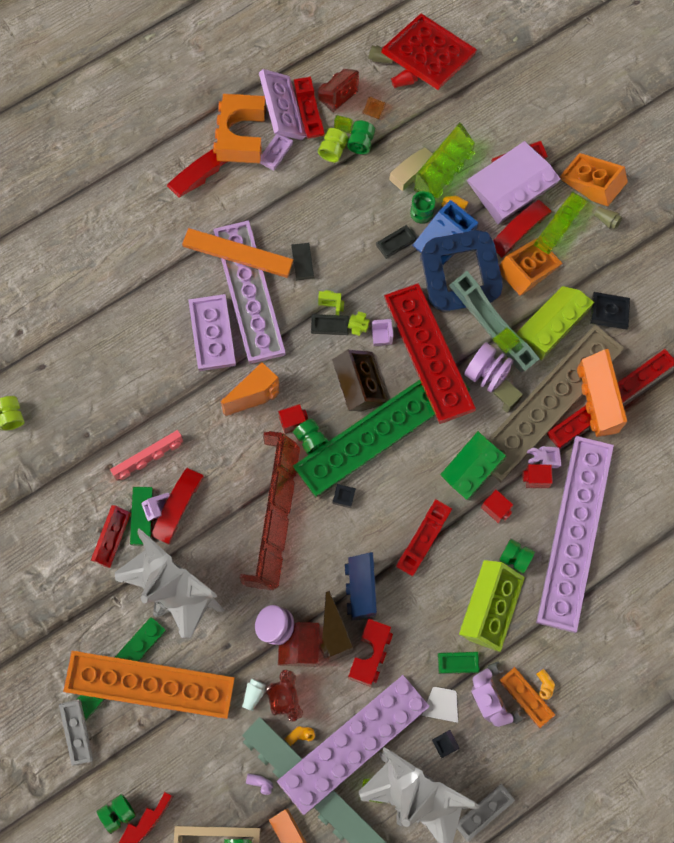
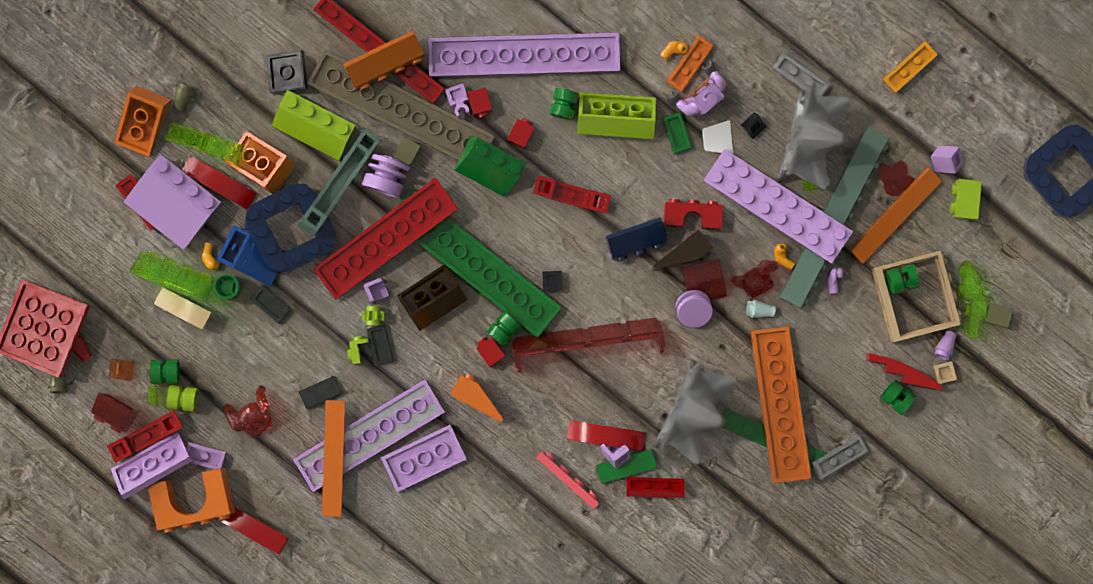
camera: 115 degrees left, 15 degrees up
(298, 196) = (251, 418): none -> clear red hair
(506, 340) = (355, 165): clear neon green tile -> none

